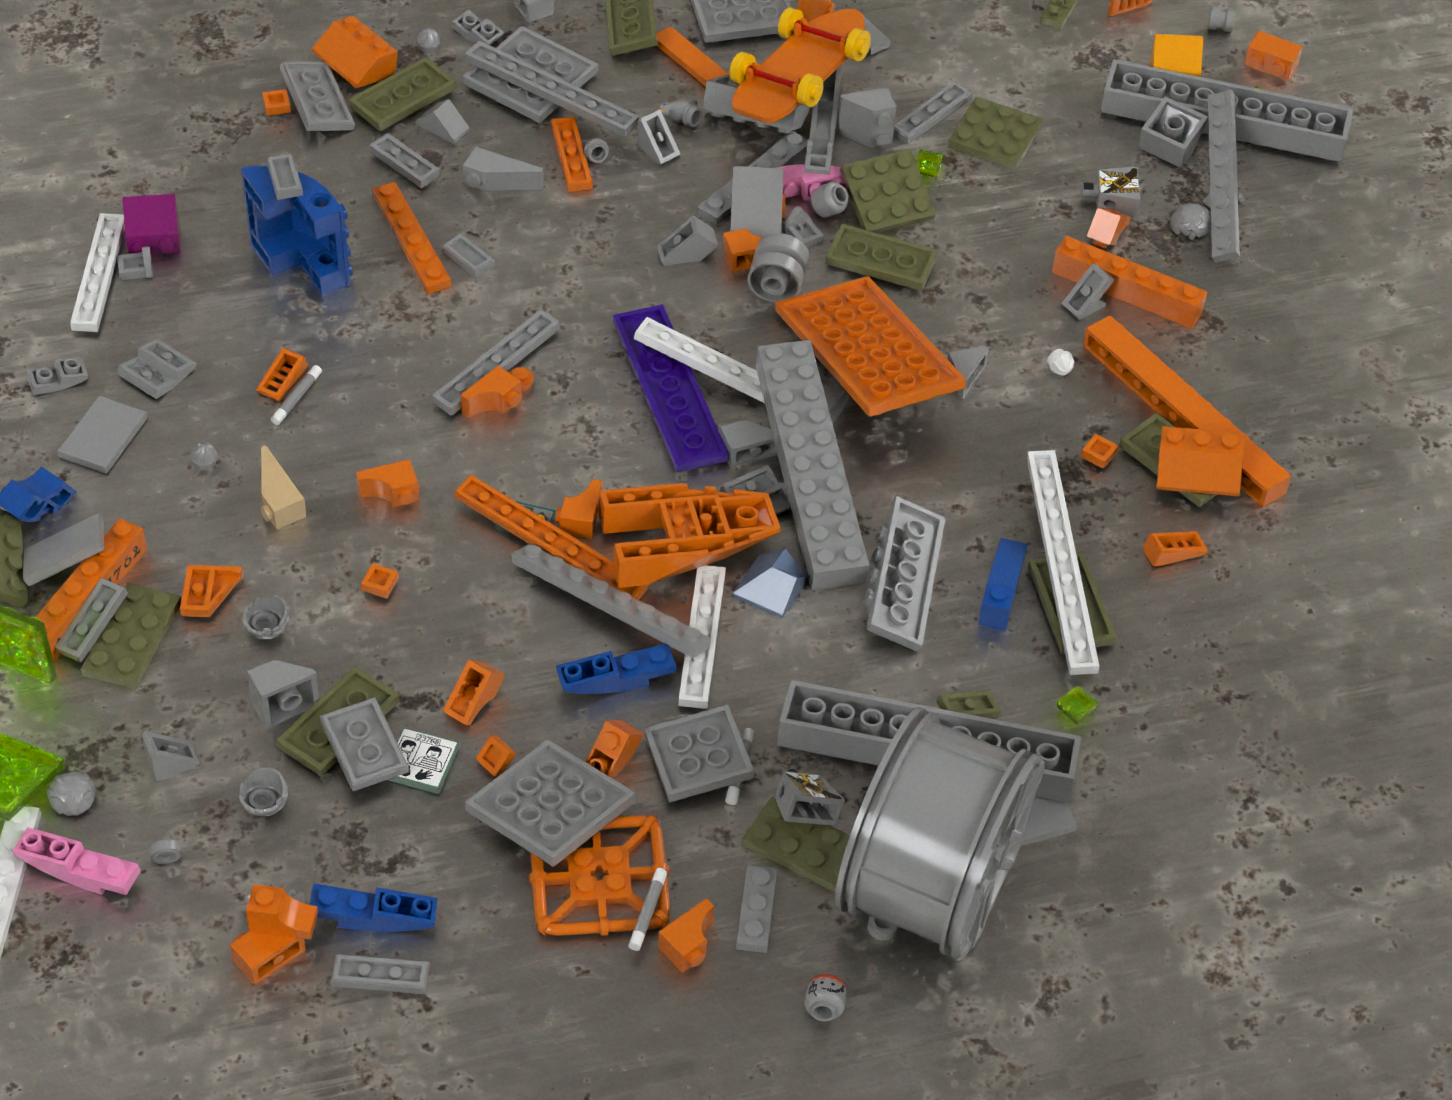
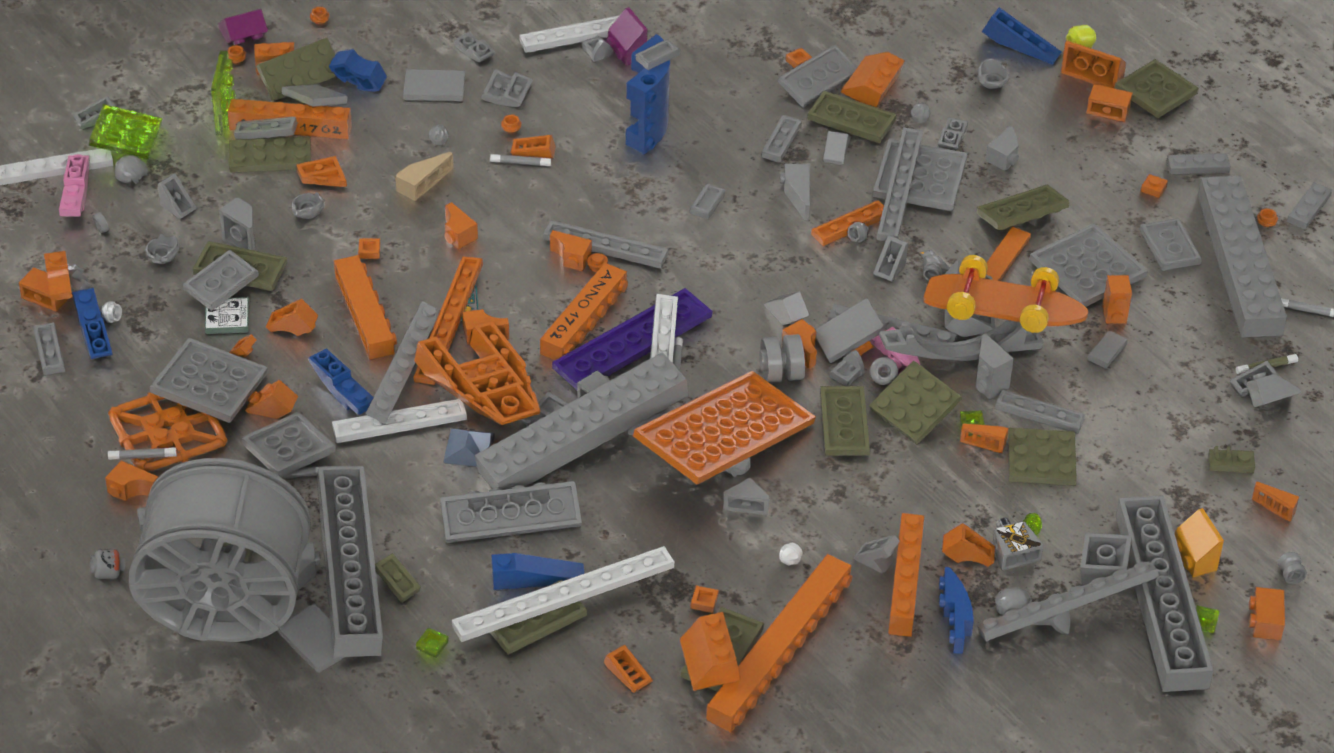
camera: 70 degrees right, 5 degrees down
(227, 382) = (511, 123): none -> orange plate
(352, 880) = (111, 311): none -> white plate
(411, 238) = (707, 167): orange plate -> none
(486, 614) = (364, 307): none -> orange brick
(606, 414) = (584, 312): none -> orange brick
(958, 159) = (992, 437): none -> orange slope
(1087, 171) = (1034, 522): none -> clear neon green plate
(1189, 259) = (957, 607): none -> blue slope

